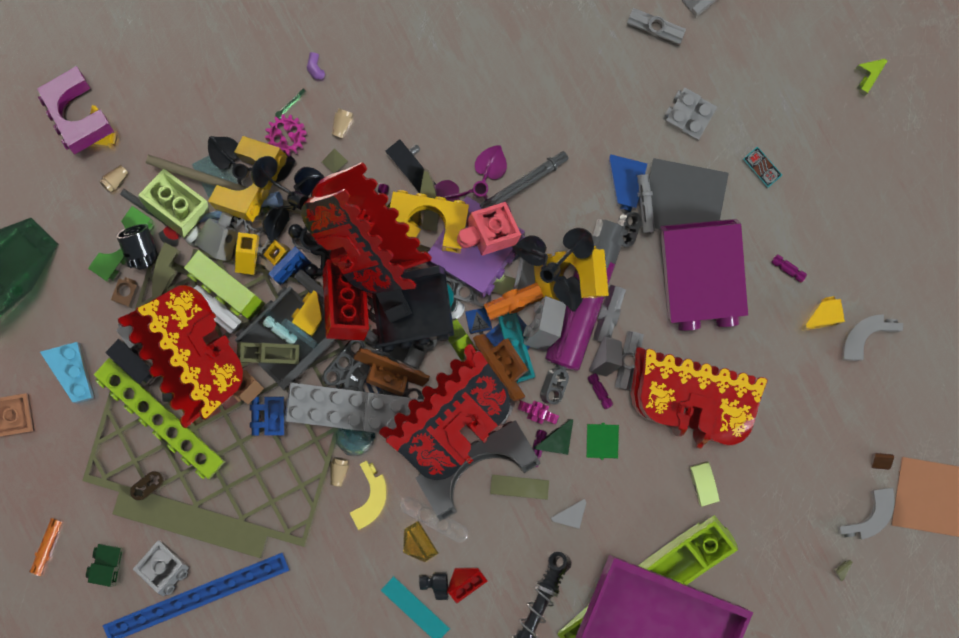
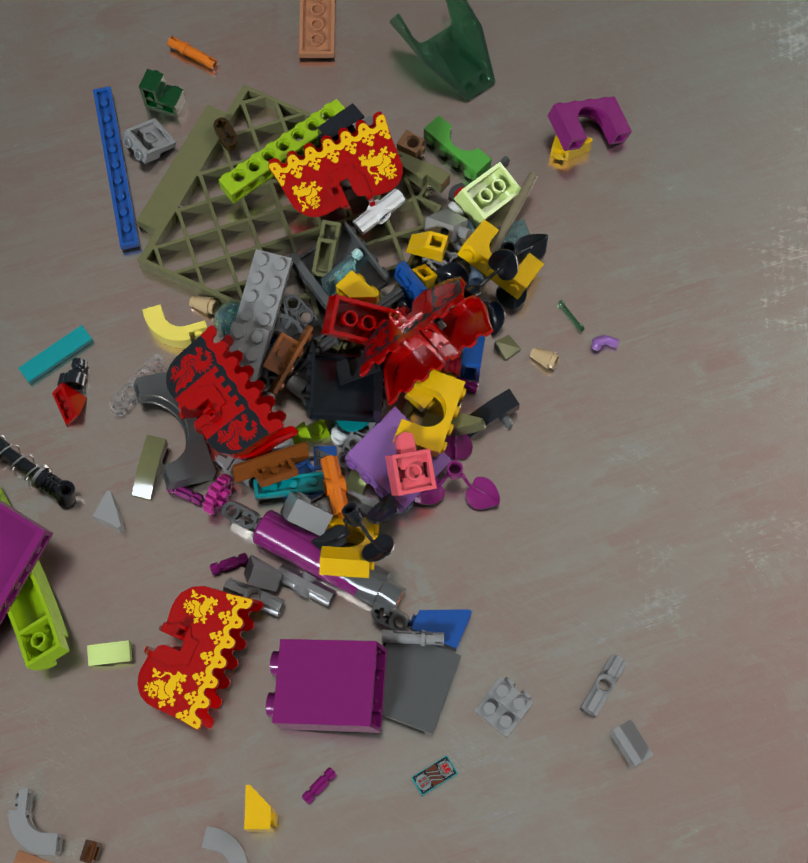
camera: 95 degrees right, 15 degrees down
(71, 371) = (347, 89): medium azure wedge -> none
(113, 179) = (519, 151): tan cone -> none
(137, 246) = (450, 152): black gear -> none
(224, 285) = (398, 221): lime wedge -> none
(248, 389) = (298, 226): medium nougat brick -> none
(273, 416) = (272, 246): blue plate -> none
(288, 124) = (545, 296): dark pink gear -> none
(417, 543) = (118, 366): clear yellow slope -> none
(526, 180) = (458, 521): dark grey axle -> none
(558, 440) = (187, 512): dark green tile -> none
(602, 441) = (178, 558): green piece -> none

